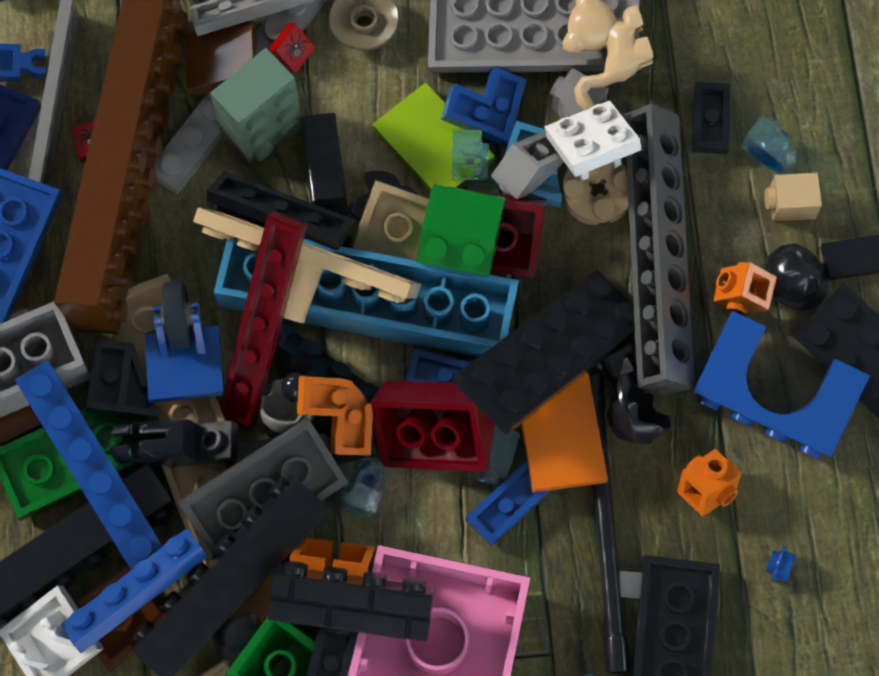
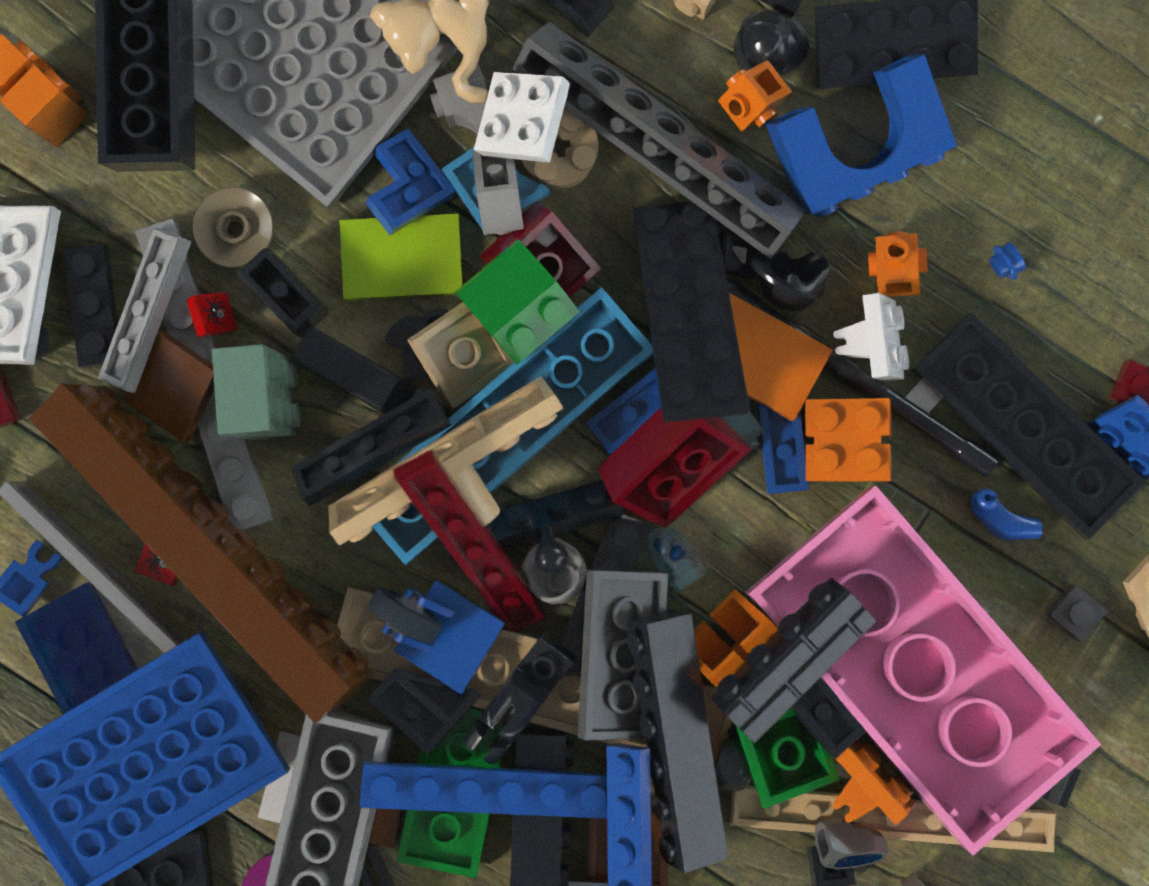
camera: 50 degrees left, 15 degrees up
(344, 79) = (283, 292): none -> black brick
(349, 411) = (601, 528): orange plate -> none
(469, 155) = (445, 237): clear light blue brick -> none
(546, 539) = (848, 440): none -> orange piece
(643, 506) = (877, 338): none -> white plate

